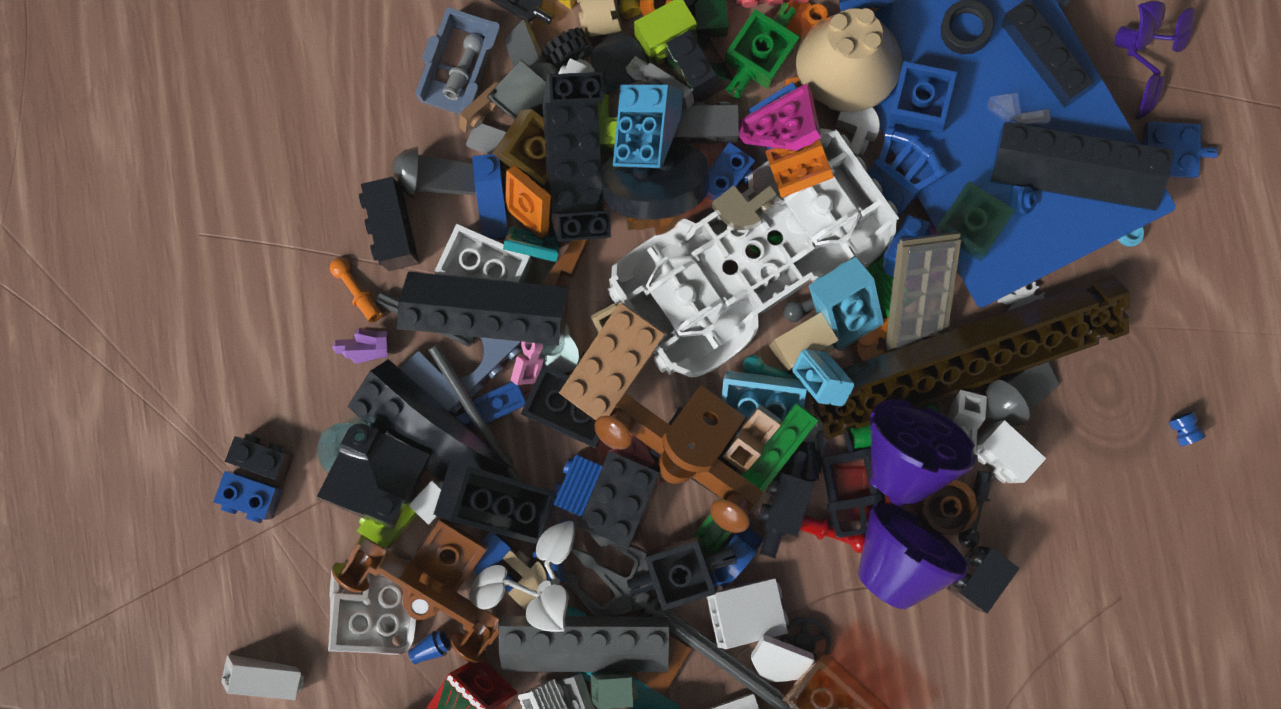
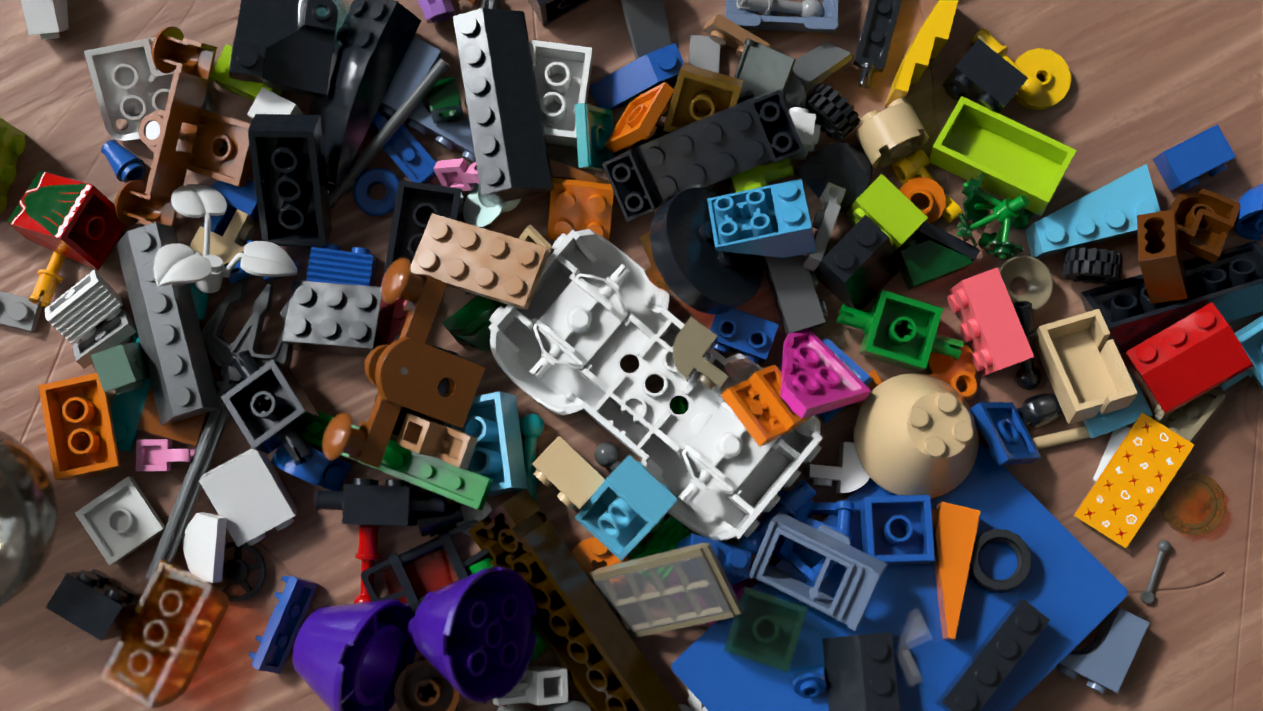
camera: 70 degrees right, 0 degrees up
(464, 358) = (445, 101): none -> dark green bracket
(506, 438) = (366, 182): none -> blue piece
(587, 274) = (580, 207): none -> orange plate
(656, 387) = (471, 323): none -> dark green slope
(689, 682) = (158, 455): none -> bright pink plate
(823, 377) = (527, 501): medium azure brick -> none
(859, 614) = (283, 624): none -> blue plate
(876, 170) = (789, 505): none -> blue pin
(946, 54) = (953, 546): none -> orange slope
(964, 137) = (856, 584): none -> sand blue piece

